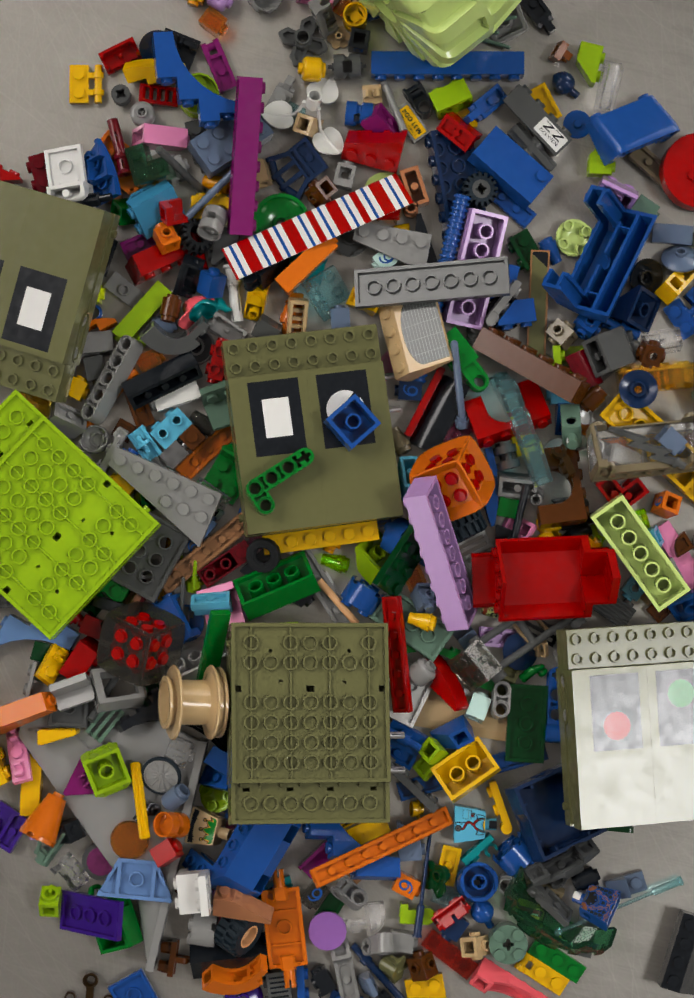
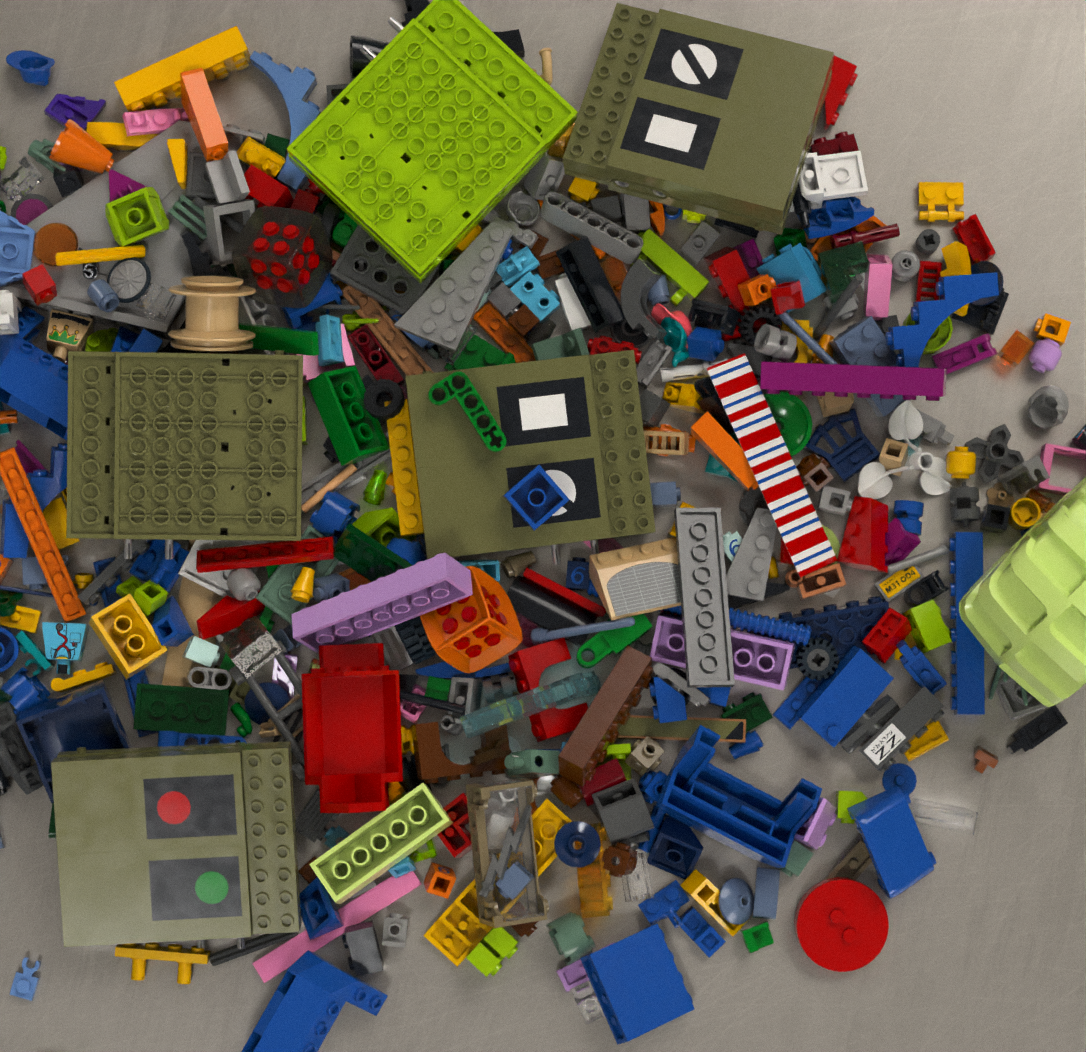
camera: 90 degrees right, 5 degrees down
(170, 308) = (674, 294): reddish brown brick -> none
(171, 824) = (71, 290): orange wheel -> none
(326, 291) = (696, 477): clear light blue bracket -> none
(372, 94) = (932, 535): tan tile -> none
(564, 83) = (947, 763): dark blue piece -> none
(572, 237) = (762, 771): yellowish green dish -> none
(588, 61) = (974, 793): lime slope -> none
(652, 274) = (716, 869): black dish -> none
(682, 544) = (391, 900): reddish brown tile -> none

